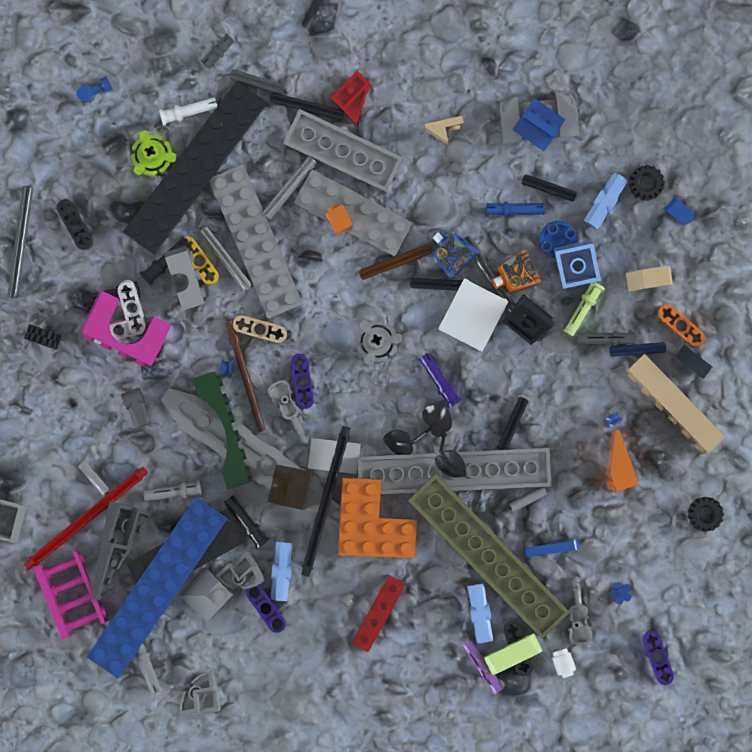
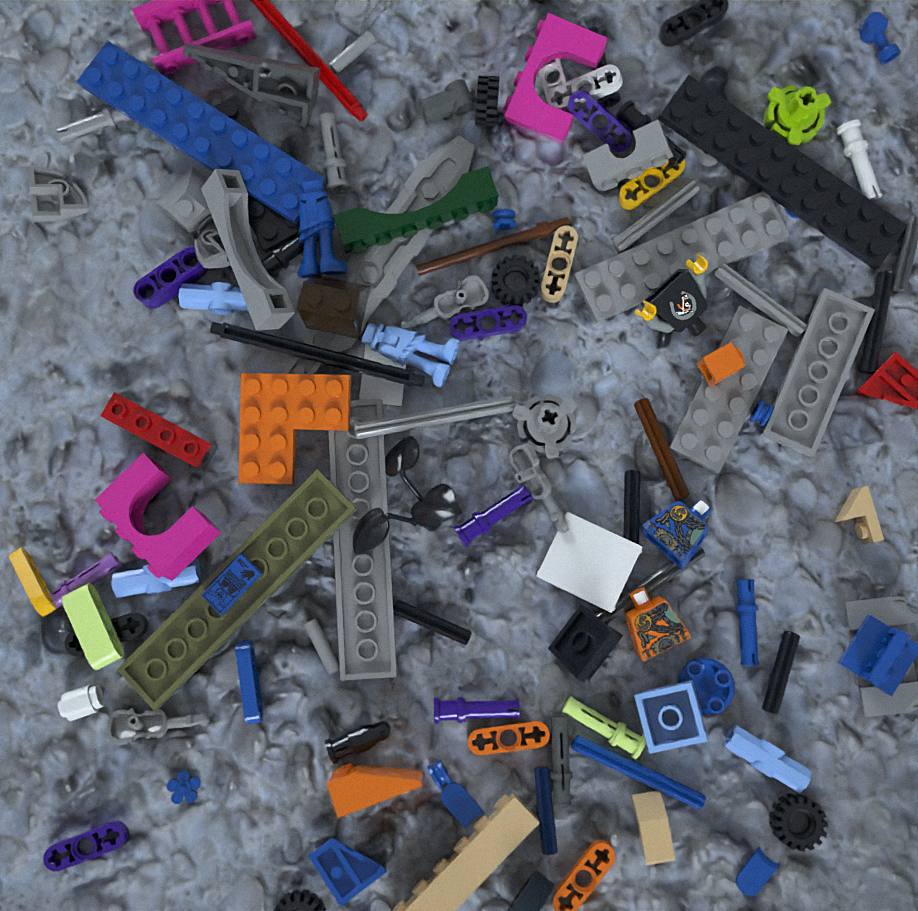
camera: 90 degrees right, 5 degrees down
(139, 378) = (487, 100): none -> black tyre
(164, 294) = (599, 132): none -> dark purple beam
(229, 500) = (316, 223): none -> blue piece
(272, 349) = (521, 266): none -> black tyre
(286, 537) = (228, 204): none -> light grey arch
(293, 247) = (678, 301): none -> torso
(319, 443) = (401, 345): none -> light blue piece
(371, 191) = (761, 412): none -> blue bush
(371, 419) = (434, 417): none -> light grey axle
(411, 354) = (527, 468): none -> light grey piece
(429, 636) = (125, 504): none -> dark pink arch
(482, 697) = (32, 582): none -> yellow beam
(486, 558) = (231, 584): none -> blue tile
(571, 404) = (462, 710): none -> dark purple pin
(591, 474) = (357, 740): none -> black piece
(597, 377) = (528, 728): none -> orange beam
(613, 286) = (639, 772): none -> blue axle
(633, 406) = (460, 803): none -> blue piece
(674, 483) = (345, 869): none -> blue wing

